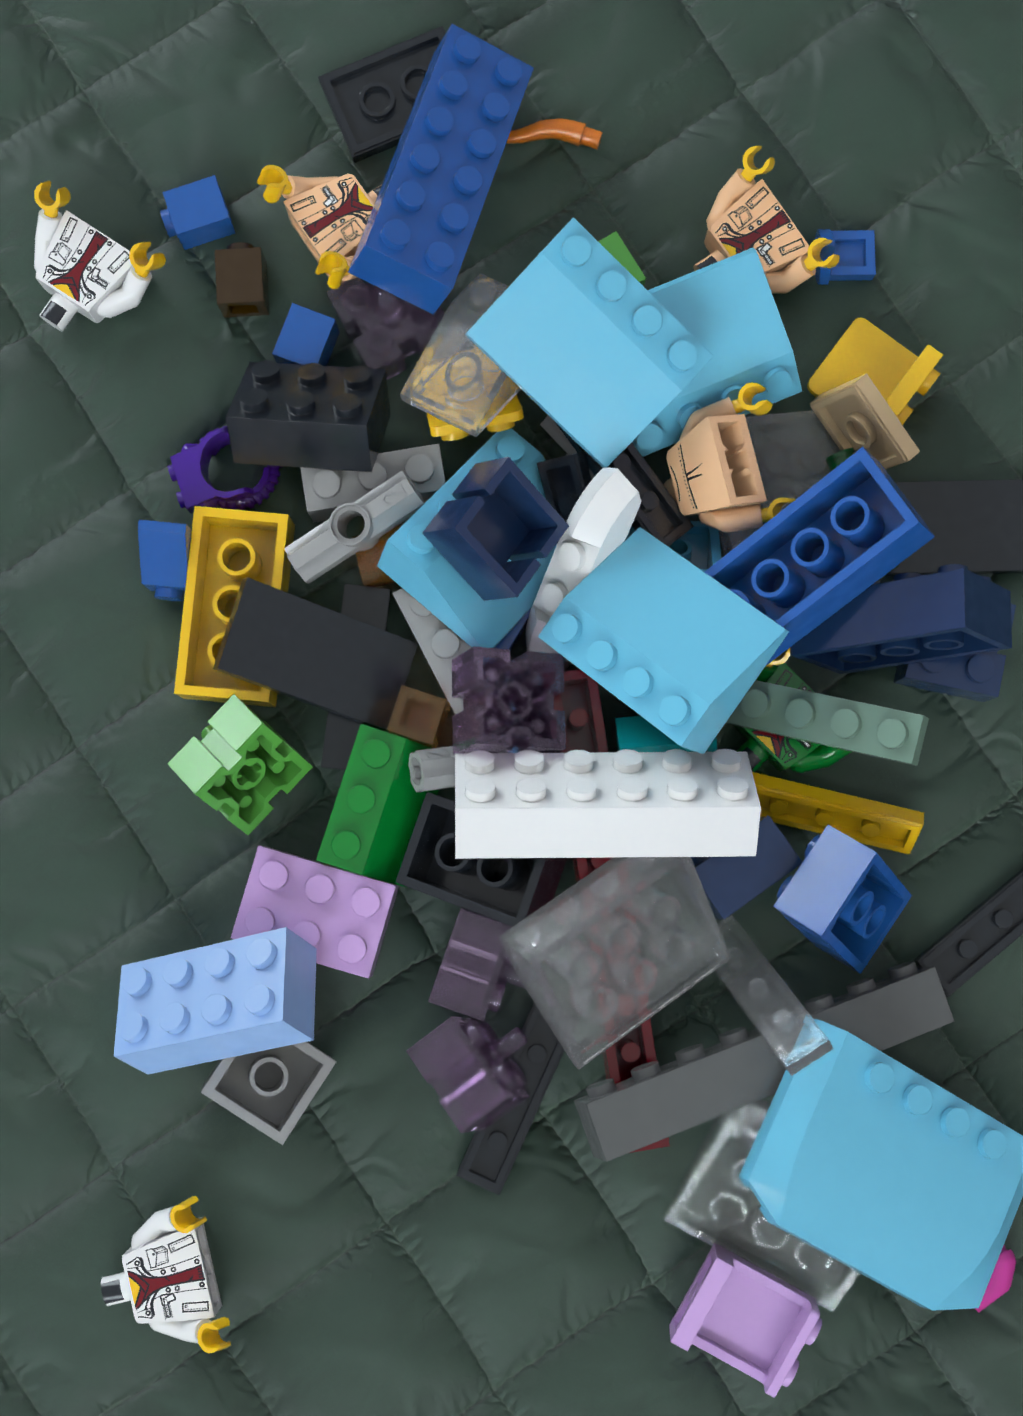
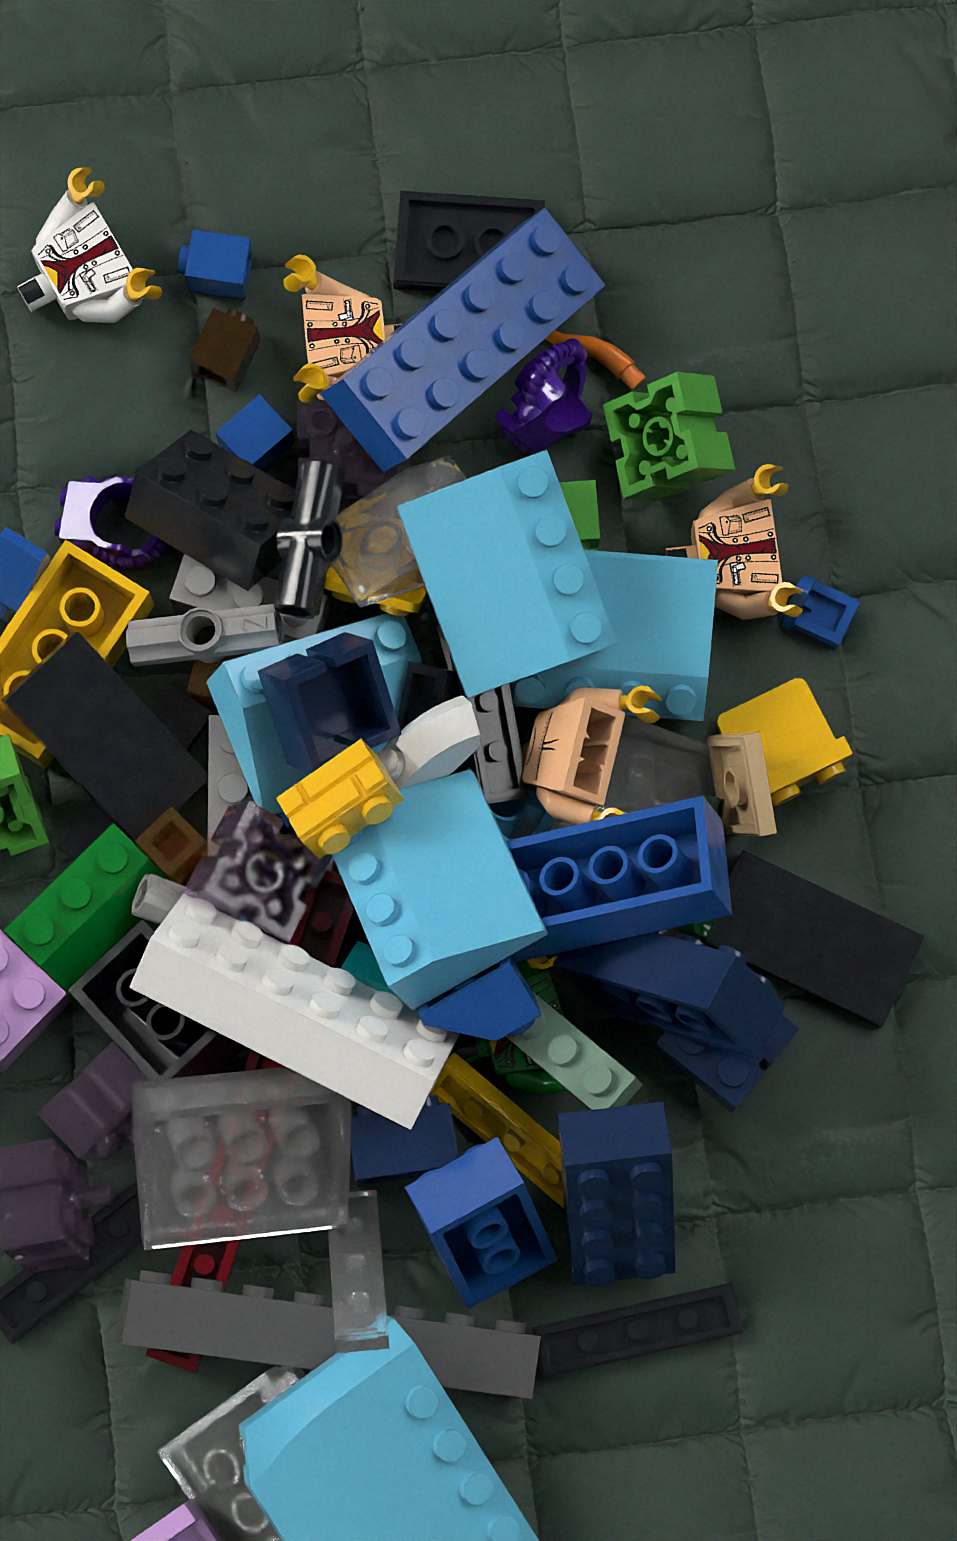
camera: 25 degrees right, 5 degrees down
(403, 401) = (309, 539): none -> black piece
(533, 188) = (546, 403): none -> dark purple piece
(551, 607) = (340, 799): none -> yellow brick
(652, 167) = (669, 436): none -> bright green brick
(762, 720) = (485, 1005): none -> blue slope
(947, 817) = (618, 1193): none -> dark blue brick

